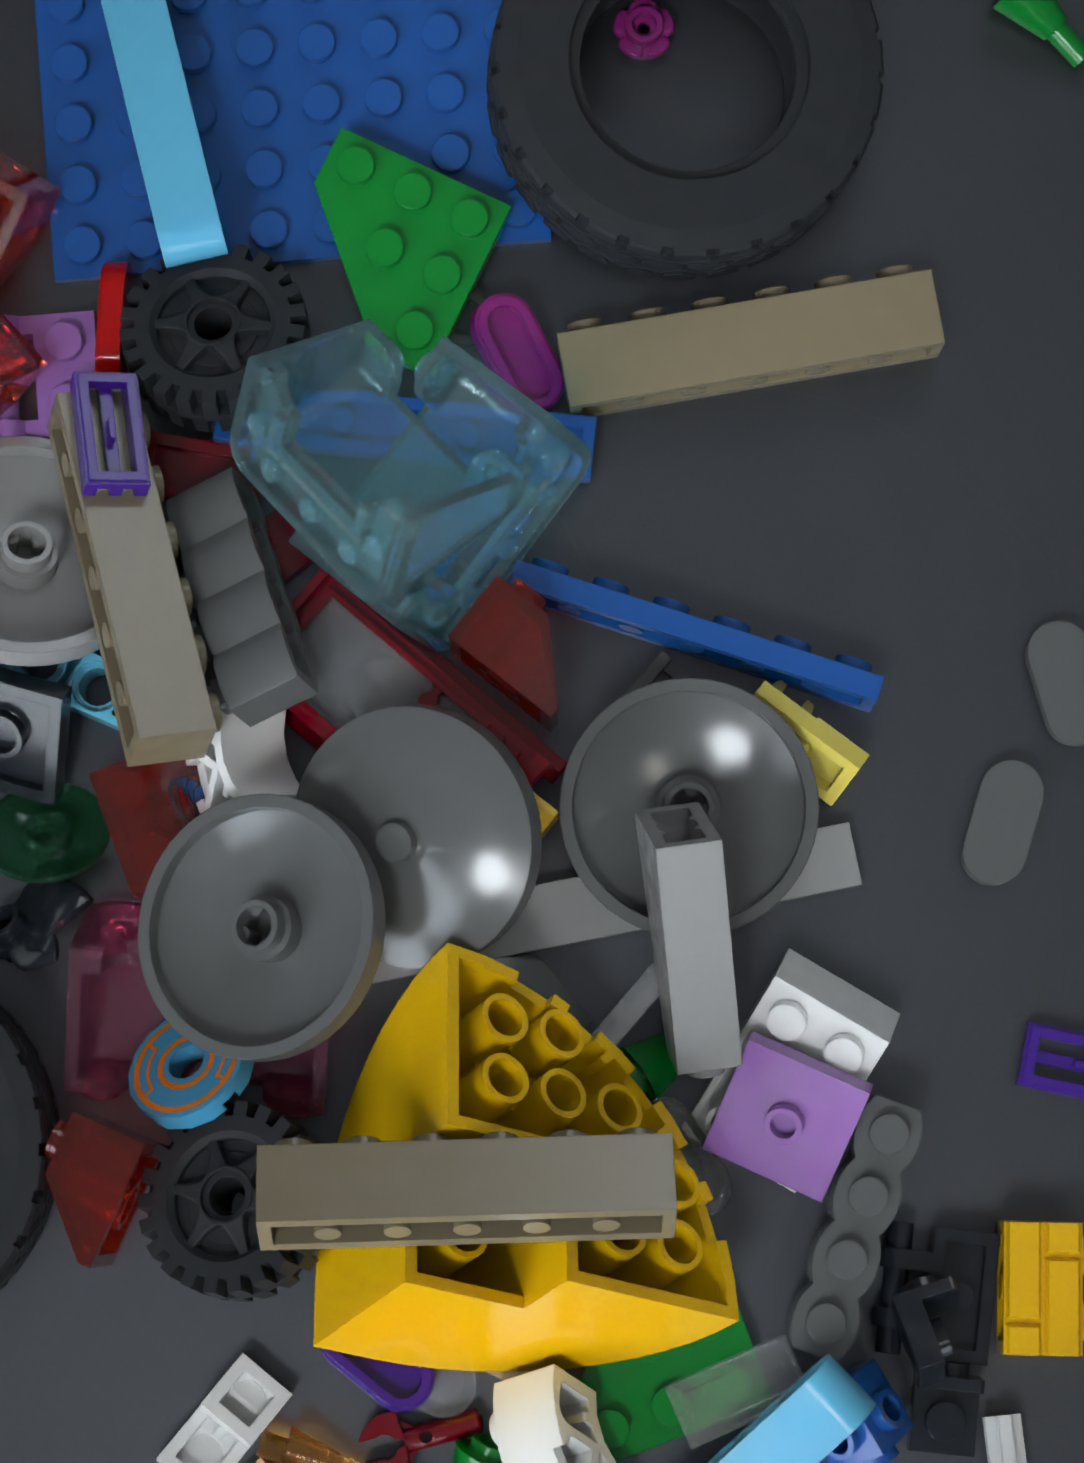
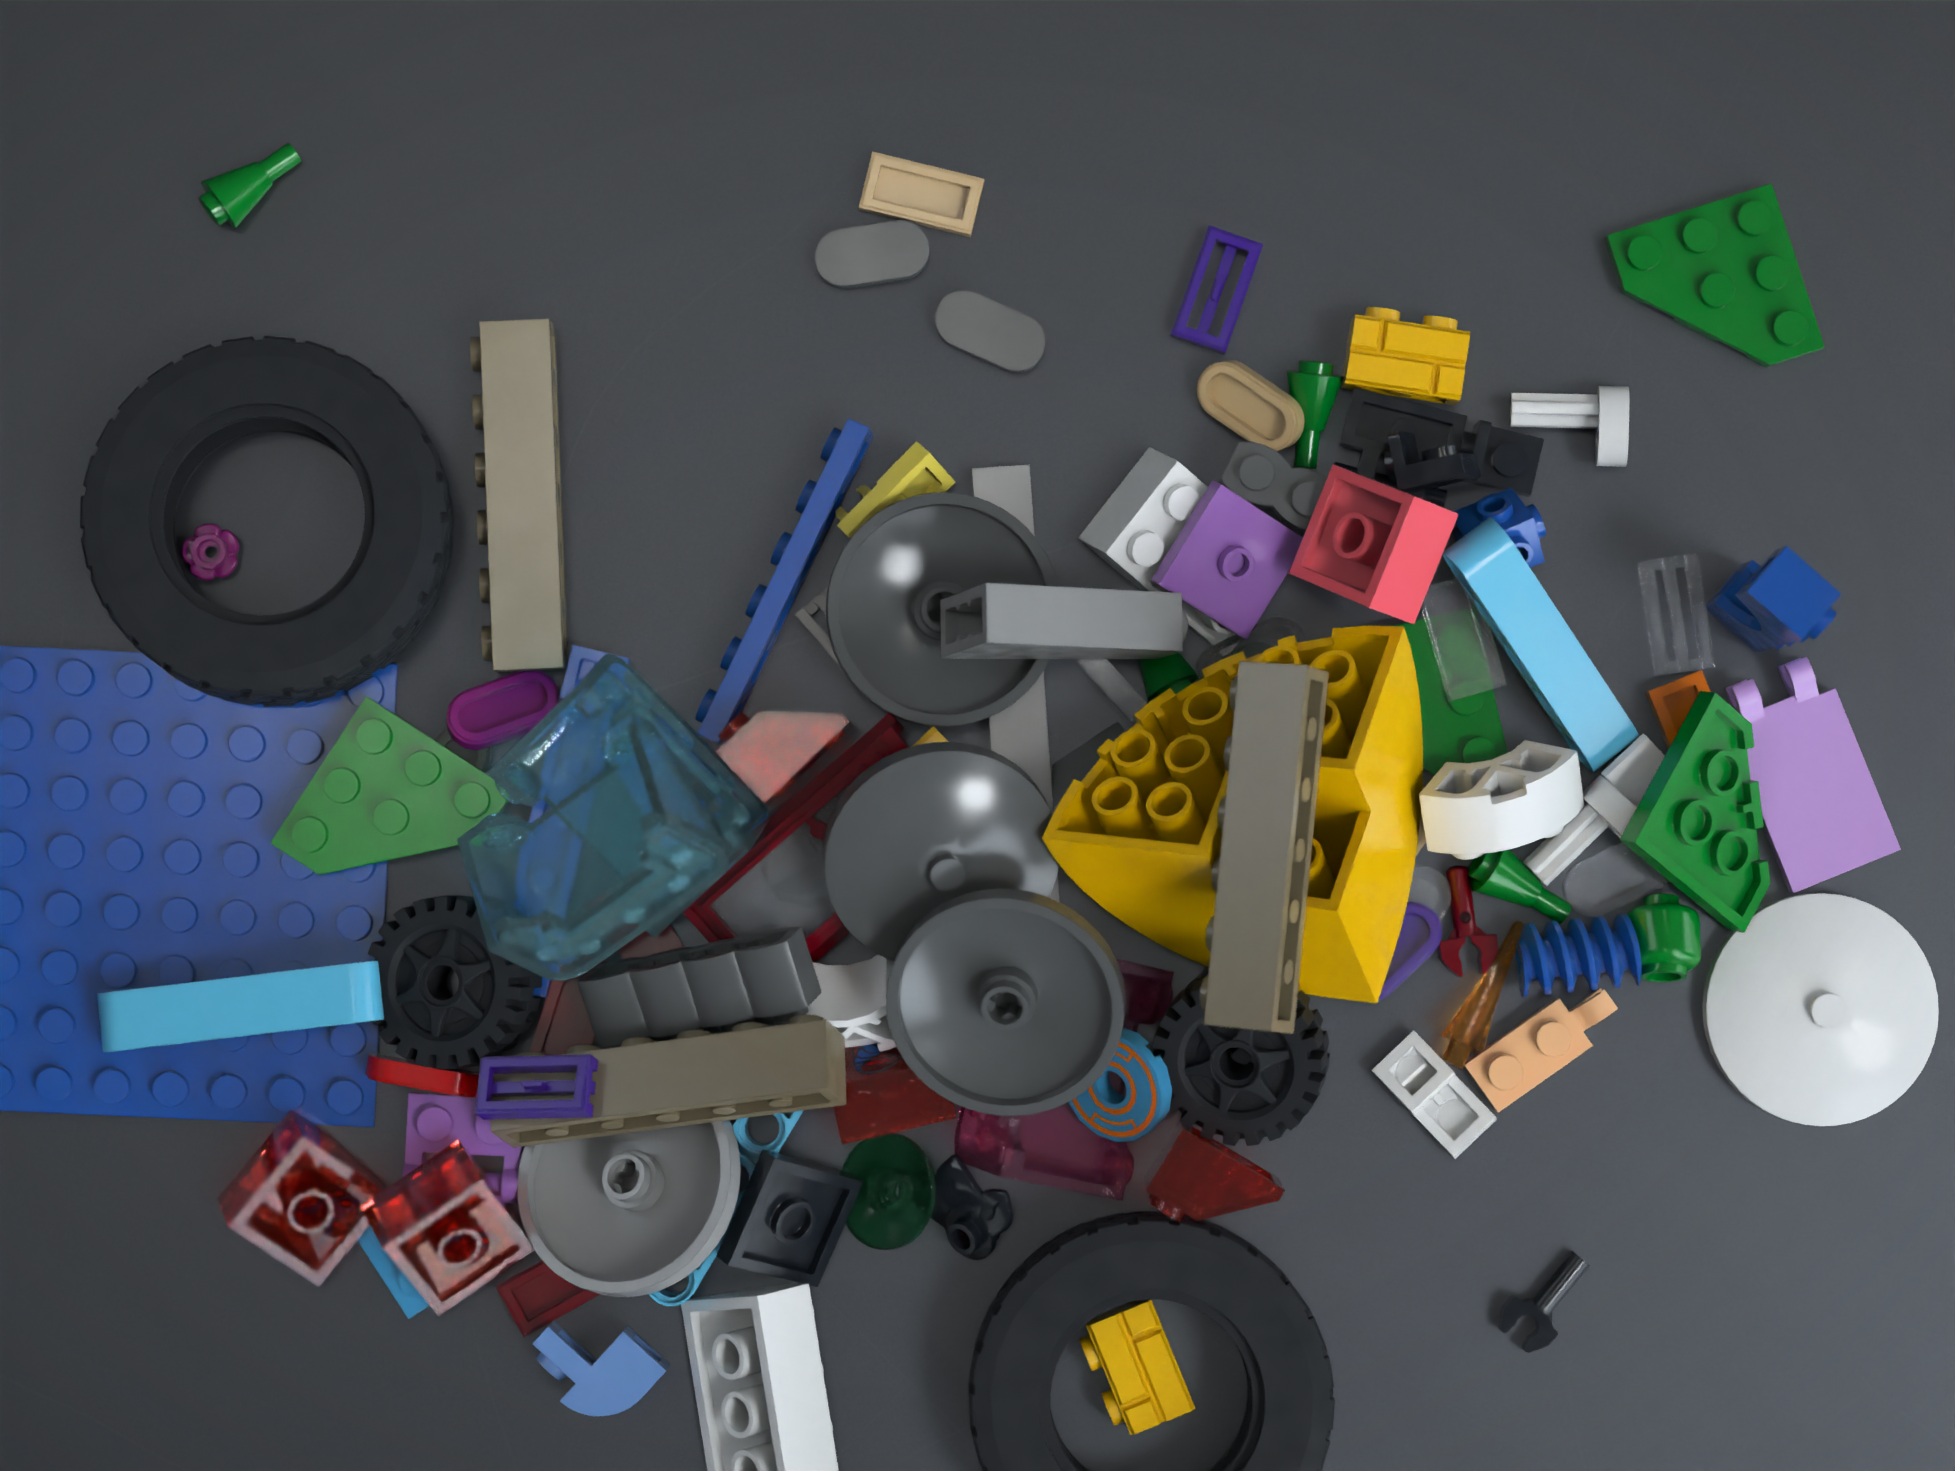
camera: 85 degrees left, 5 degrees up
(827, 1275) = (1373, 544): none -> coral slope
(963, 1120) = (1250, 405): none -> tan tile
(980, 1188) = (1315, 390): none -> green cone

